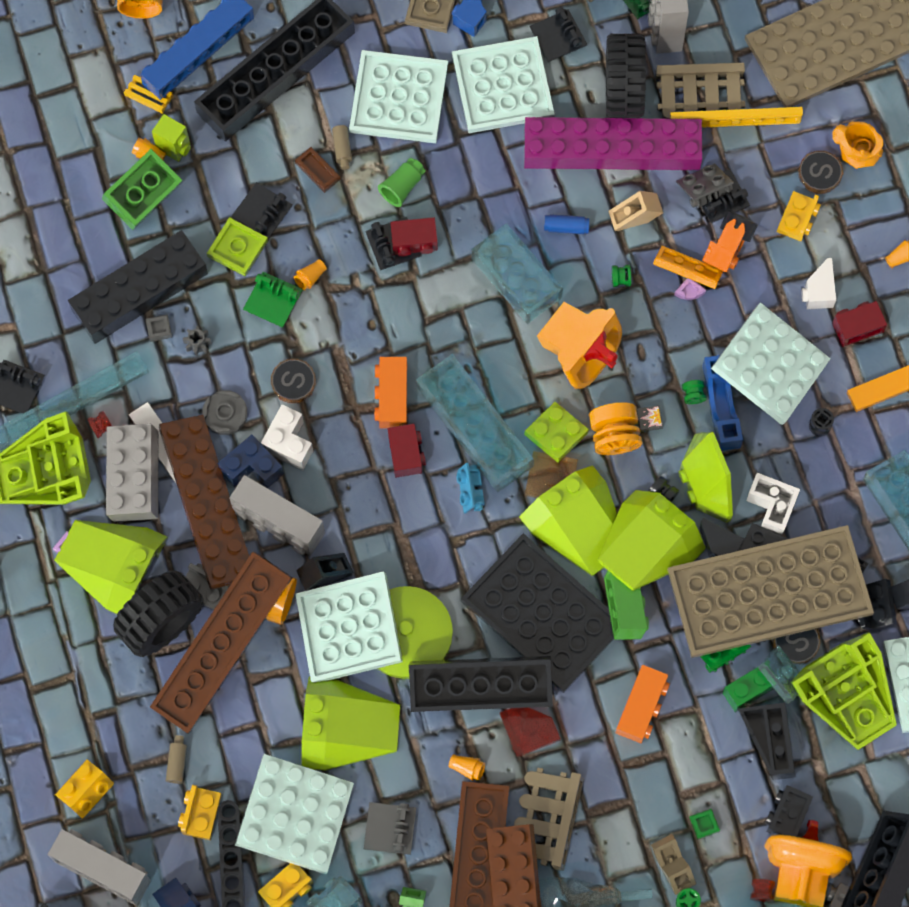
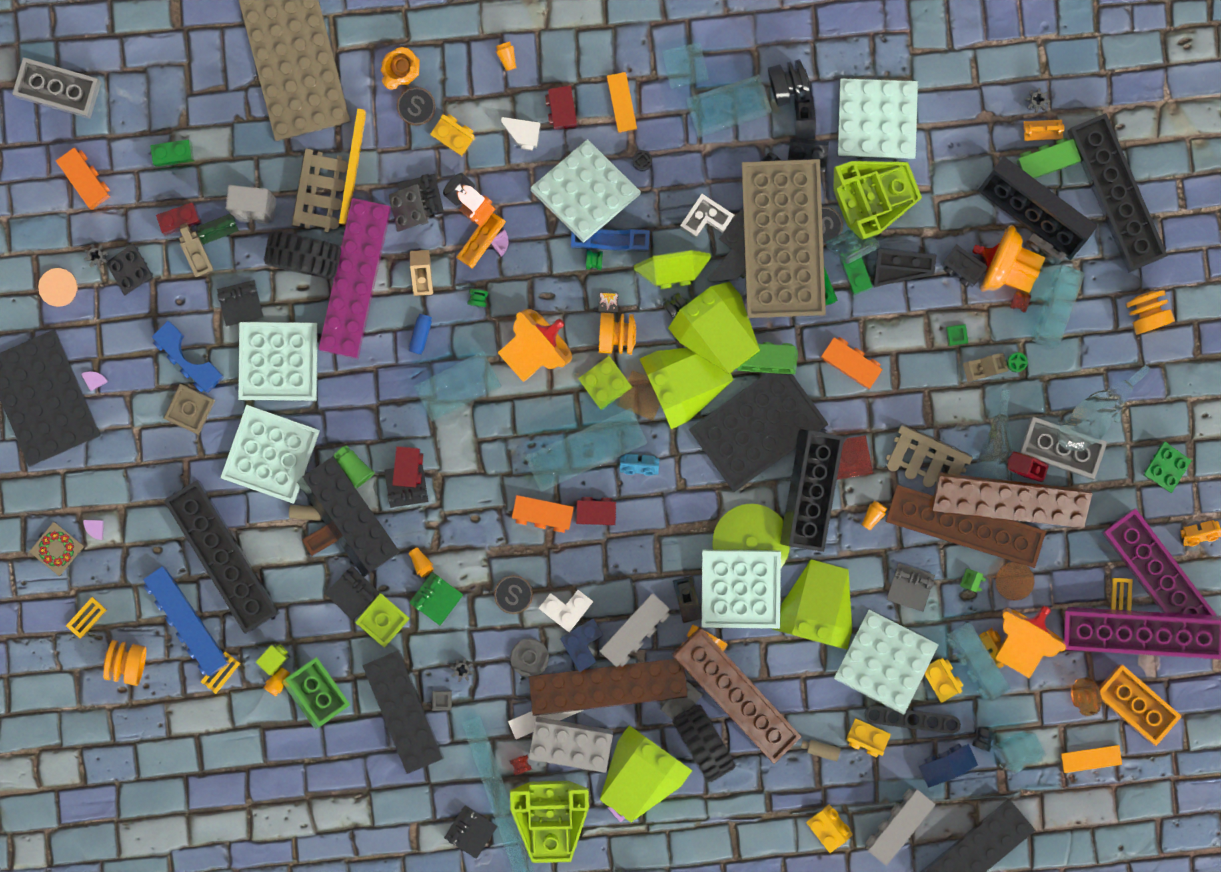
camera: 75 degrees left, 15 degrees up
(345, 185) = (348, 516): none -> black brick

